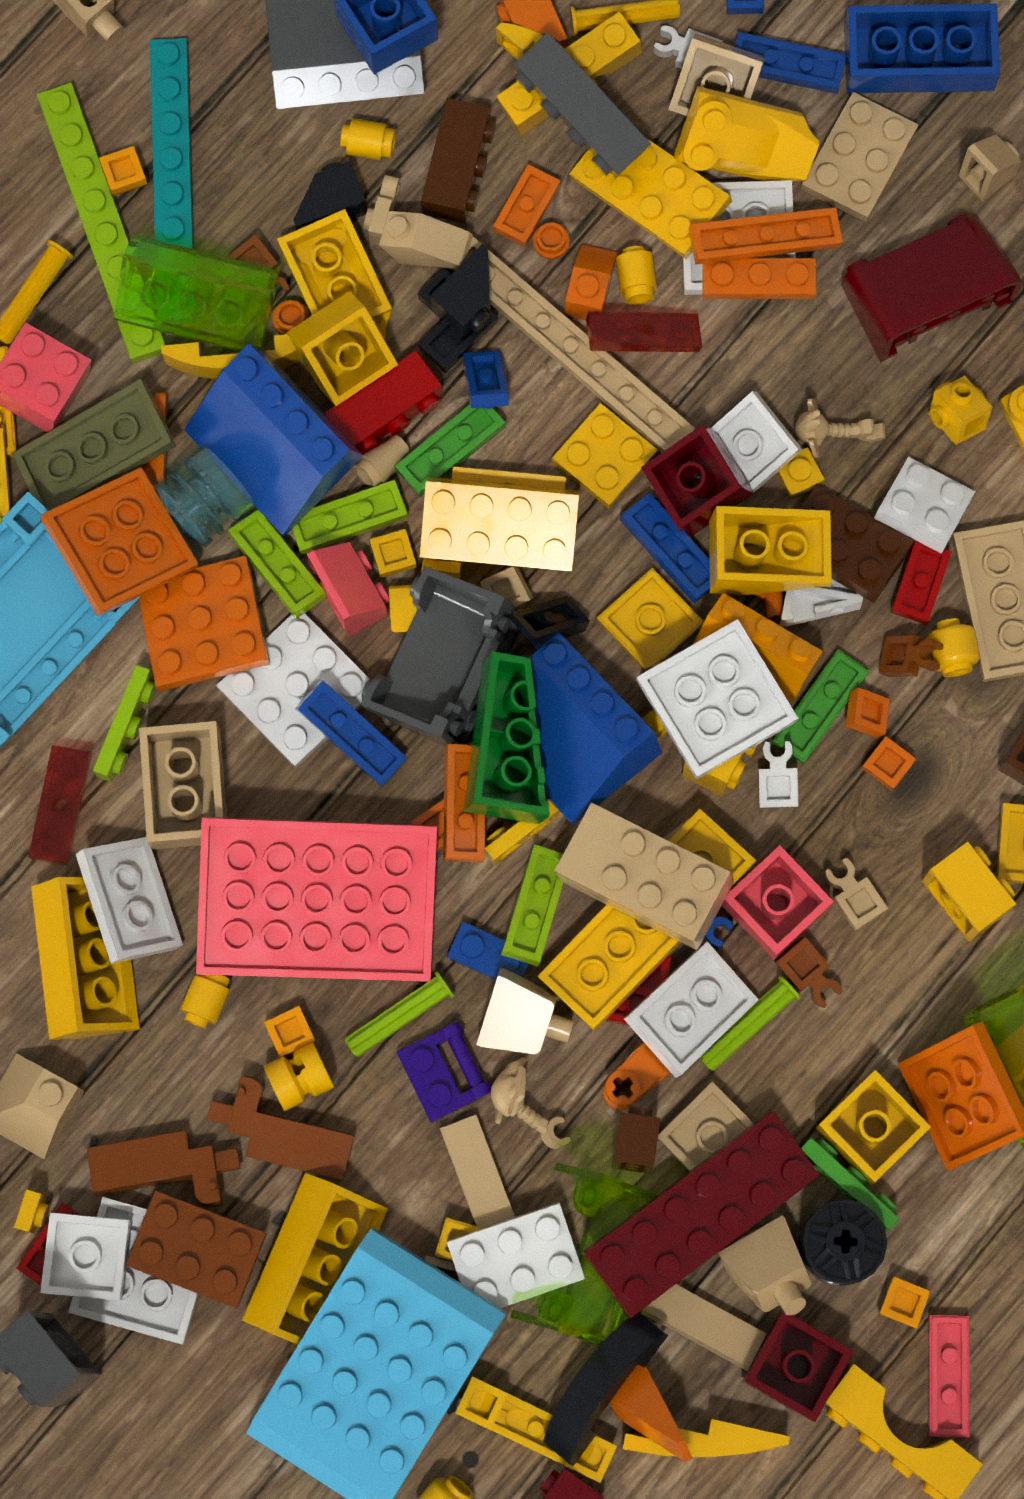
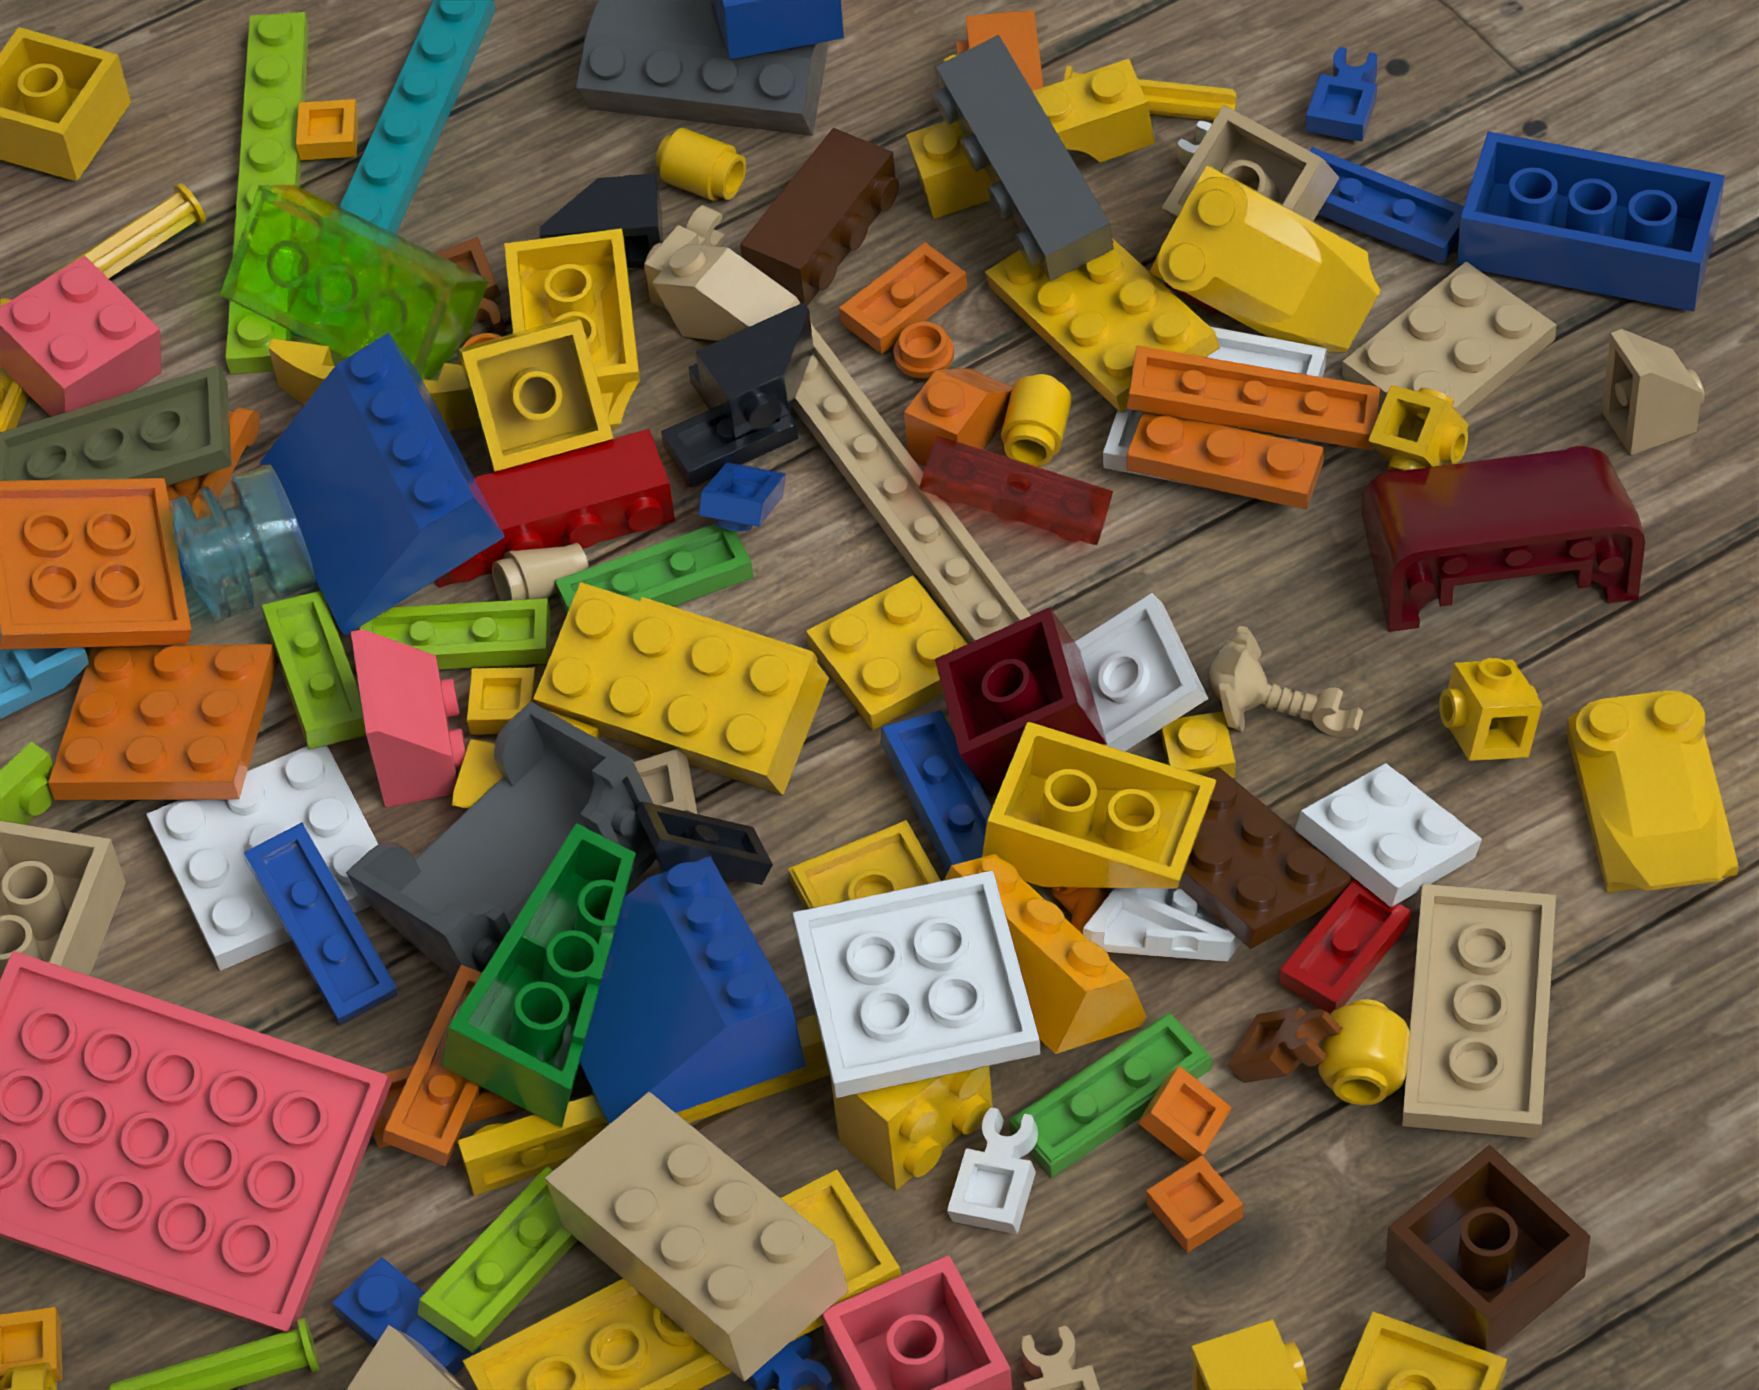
camera: 20 degrees right, 25 degrees down
(853, 231) = (1419, 429): none -> yellow brick

